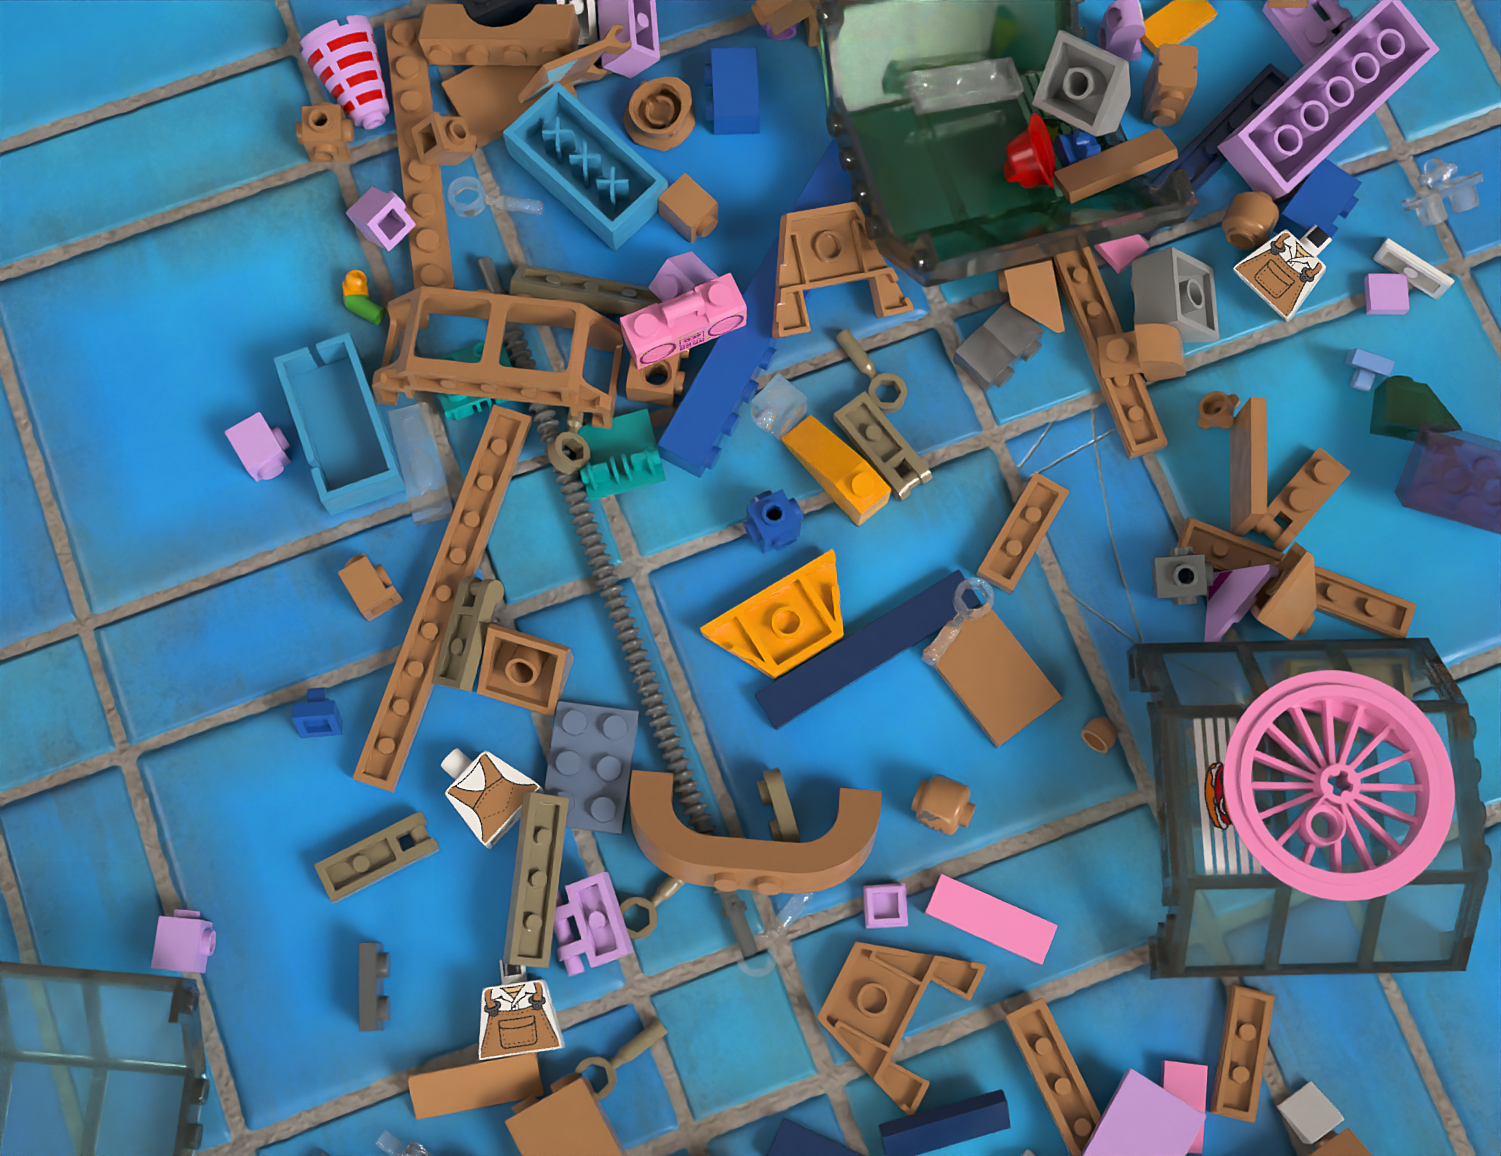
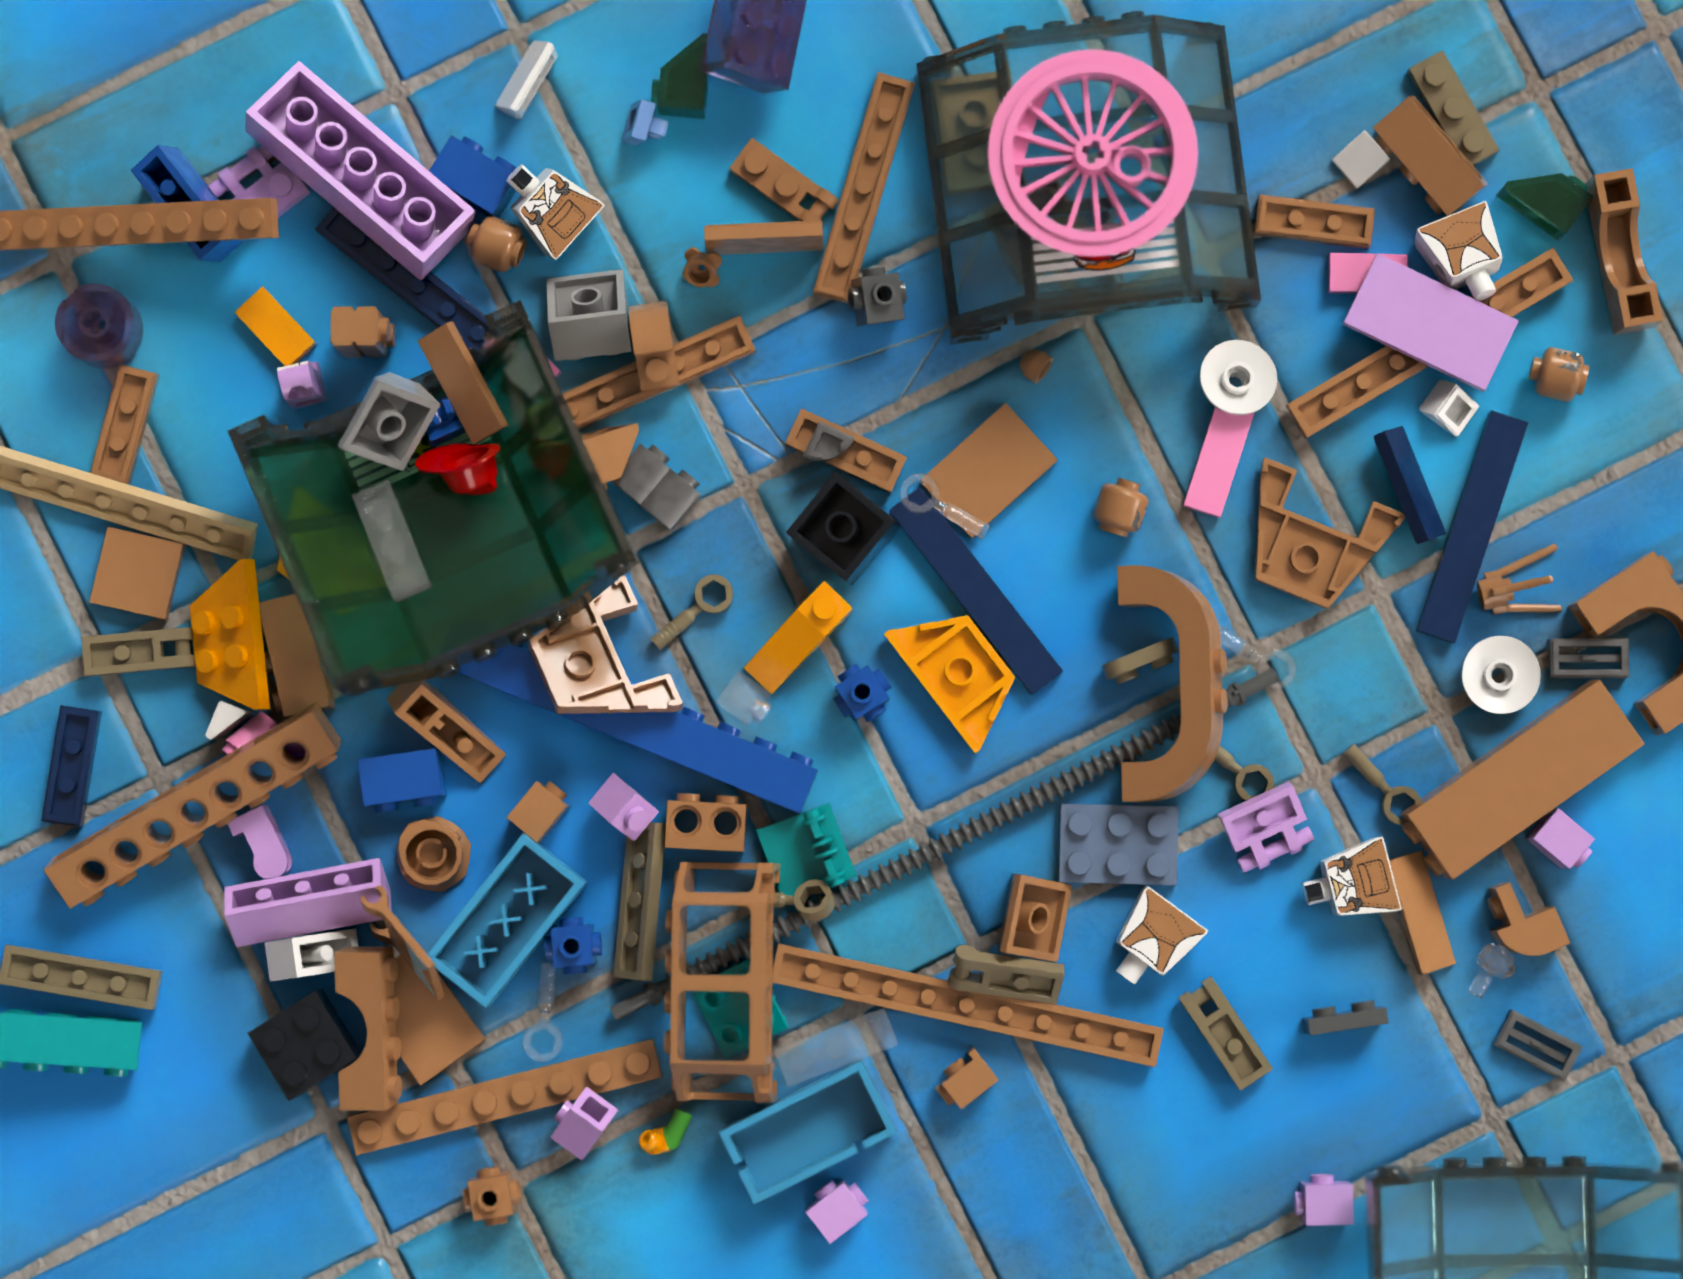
camera: 90 degrees left, 10 degrees up
(317, 716) = (1099, 1109): blue tile -> none
(349, 68) = (423, 1178): lavender cone -> none
(453, 140) = (487, 1061): medium nougat brick -> none
(535, 880) = (1234, 879): dark tan plate -> none
(554, 226) = (589, 945): none -> blue brick
(684, 321) = (676, 799): bright pink piece -> none
(779, 132) = (446, 728): none -> medium nougat slope
(882, 445) = (770, 594): dark tan plate -> none
(885, 906) = (1217, 554): lavender tile -> none
(943, 517) = (843, 528): none -> black brick
(1031, 510) = (827, 443): none -> flat silver tile
(1093, 952) = (1248, 364): none -> white dish
(1232, 597) = (893, 248): lavender tile -> none
(1290, 598) = (891, 198): medium nougat slope -> none
(1386, 294) = (559, 105): lavender tile -> none
(1460, 191) = (441, 54): clear hips -> none

